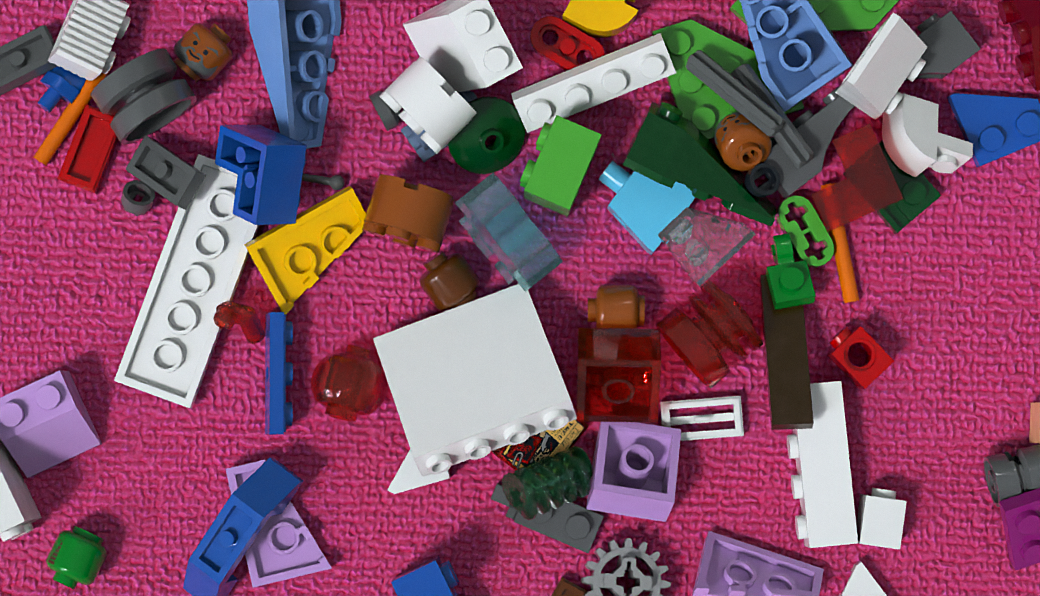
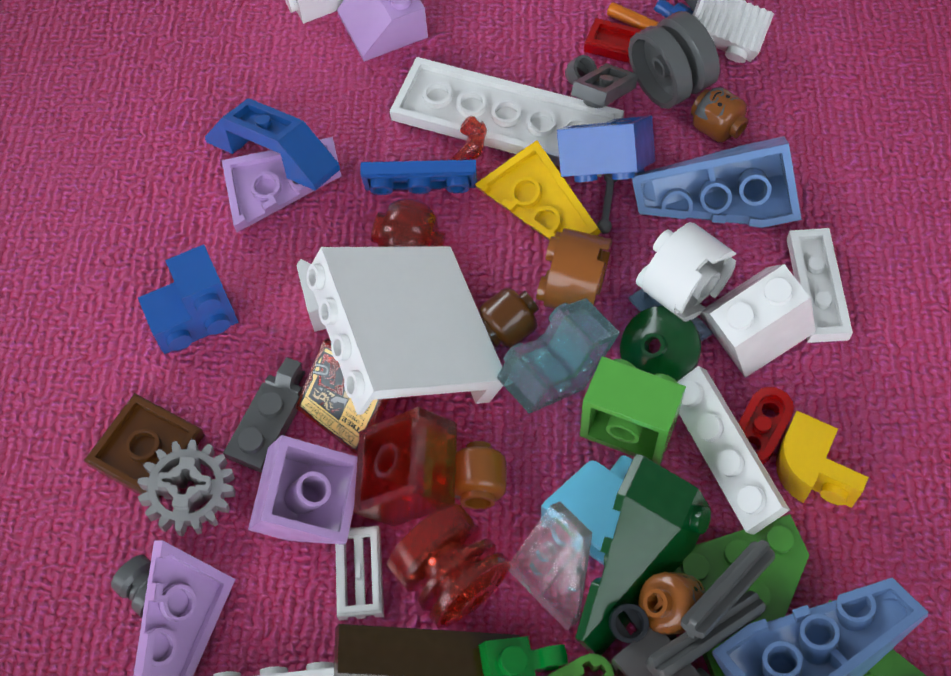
camera: 95 degrees right, 25 degrees down
(76, 557) = (264, 36): green head -> none
(549, 482) = (294, 400): clear green piece -> none

